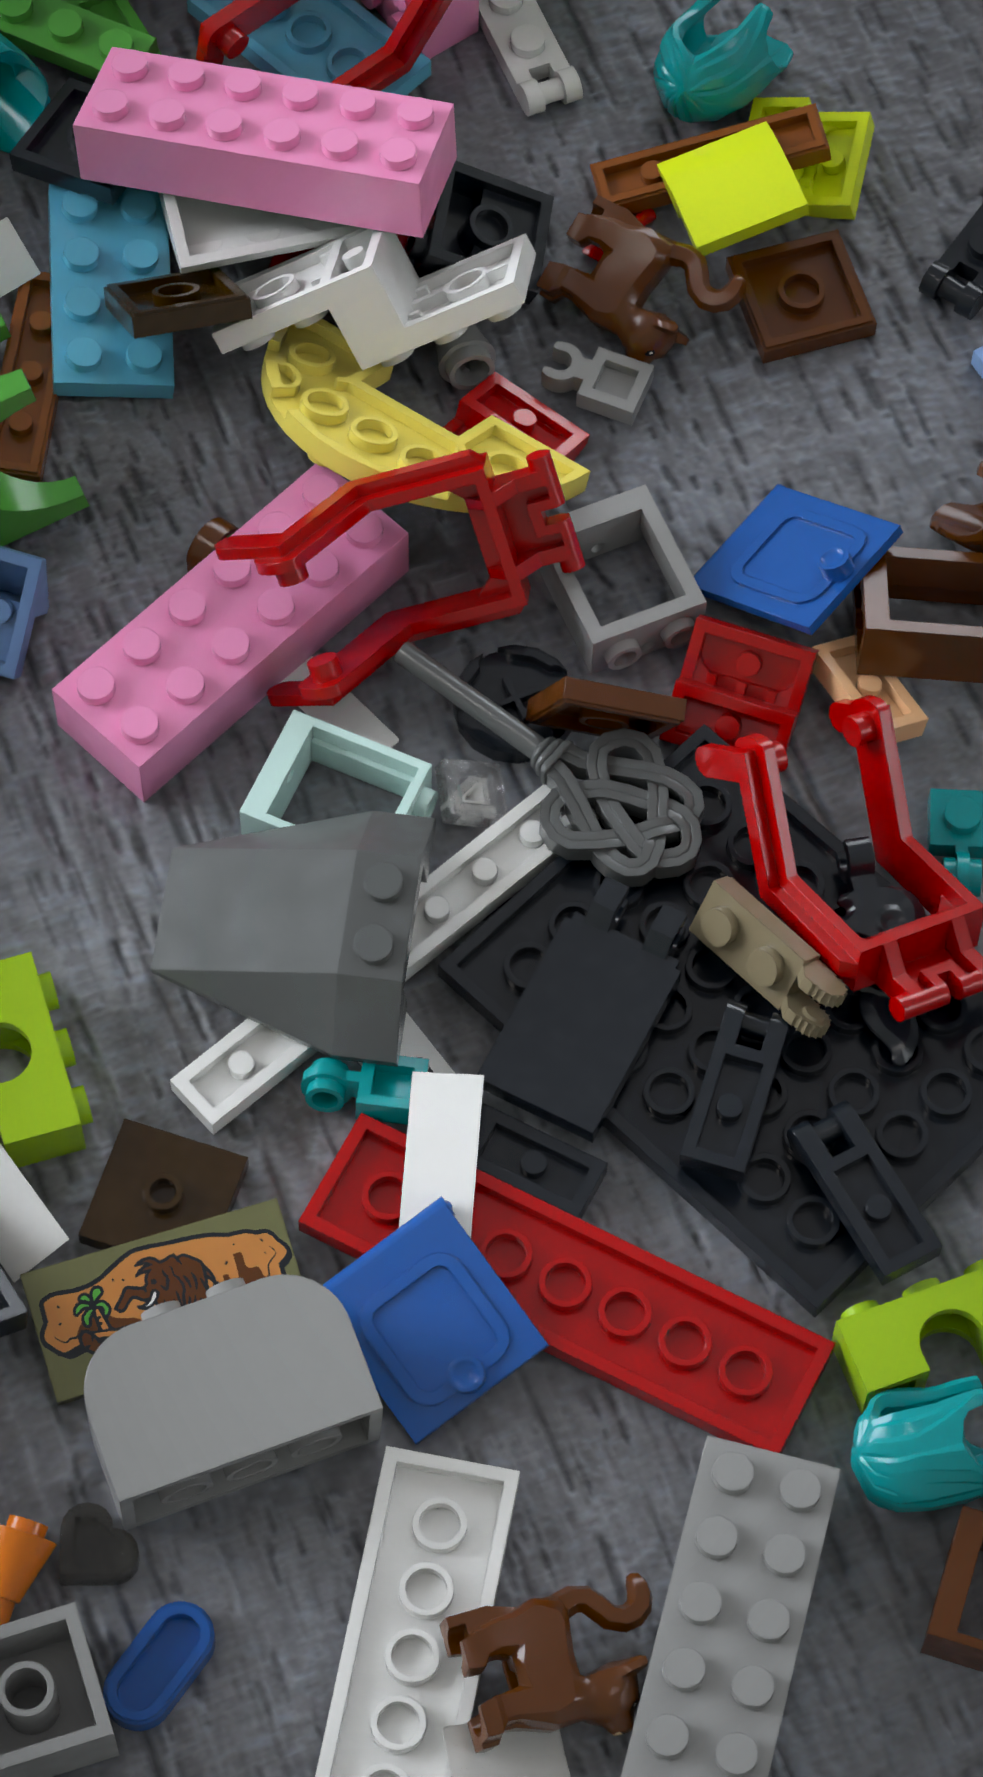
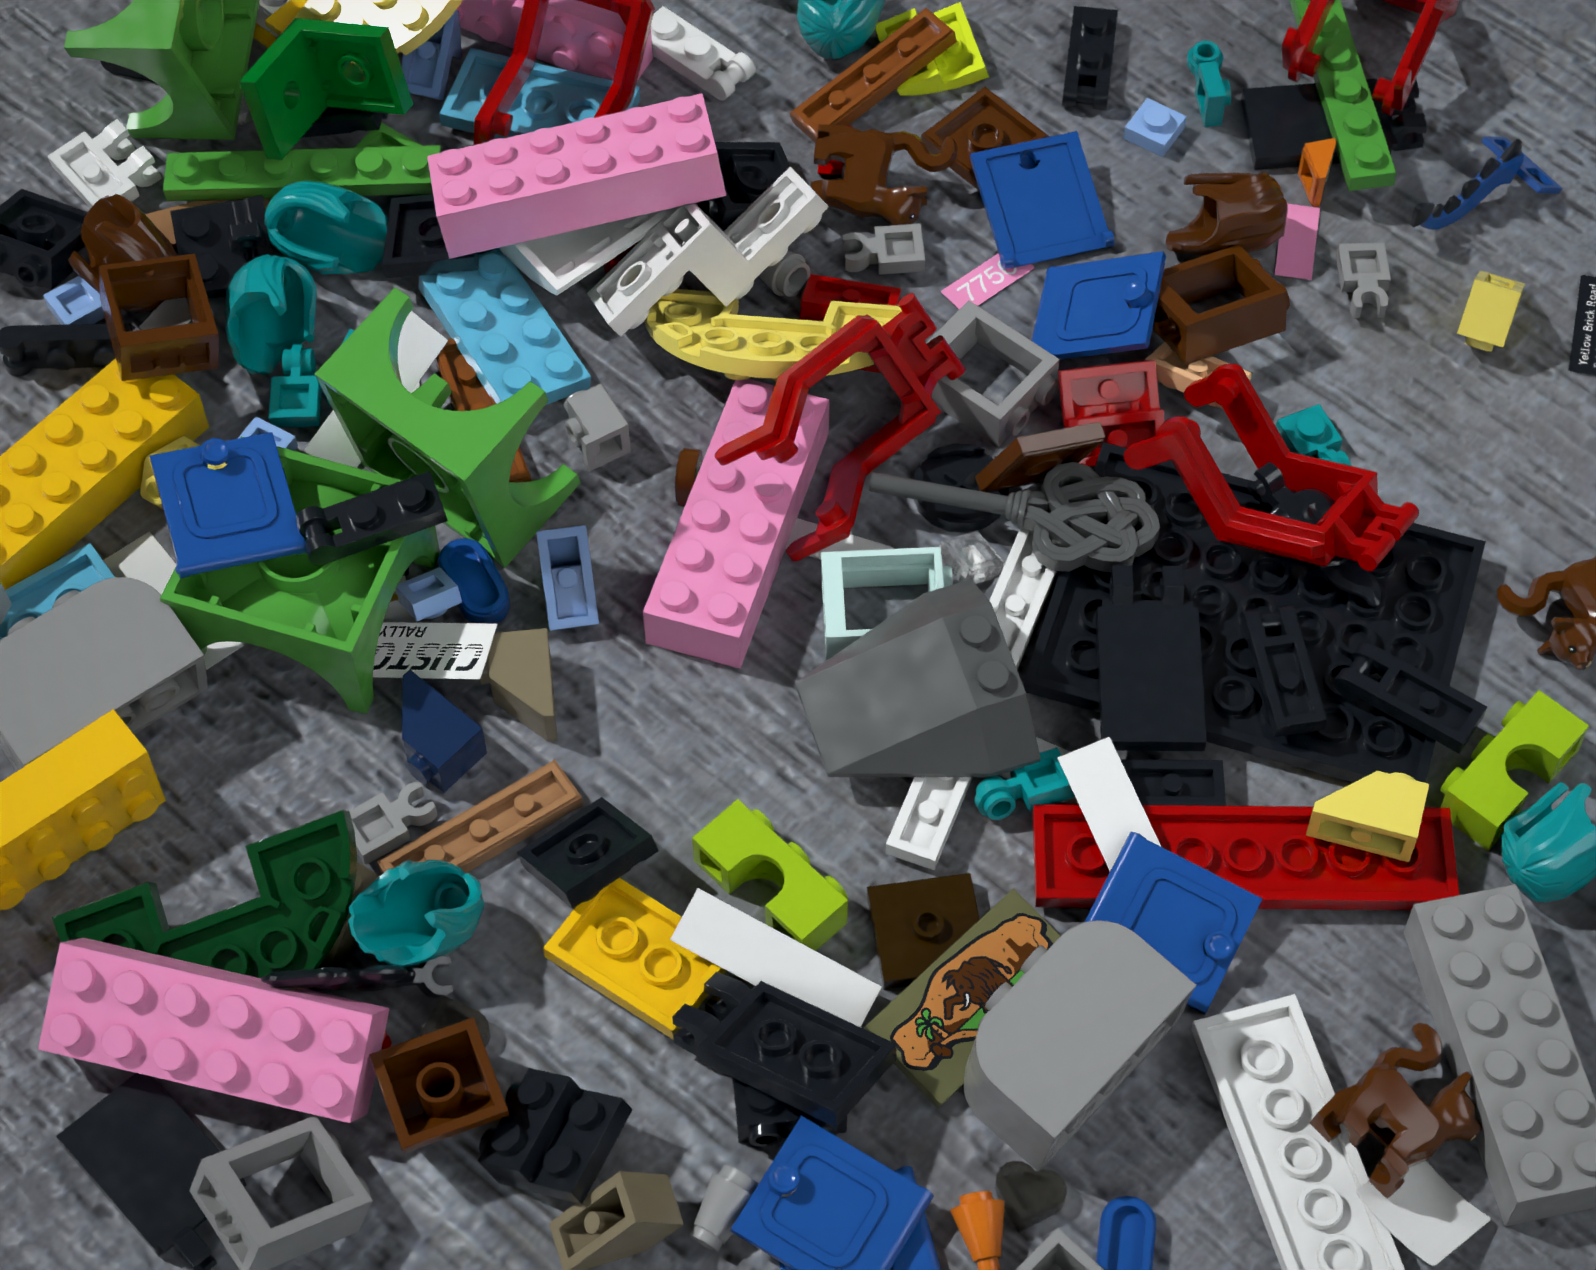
camera: 25 degrees left, 5 degrees down
(141, 449) = (596, 427): none -> light grey brick
(177, 302) = (571, 313): dark brown plate -> none
(702, 467) = (983, 282): none -> bright pink sticker
(730, 1308) = (1373, 815): none -> light yellow slope
(733, 188) = (907, 83): neon yellow slope -> none
(768, 956) = (1251, 569): dark tan hinge -> none
(815, 398) = (1040, 200): none -> blue container

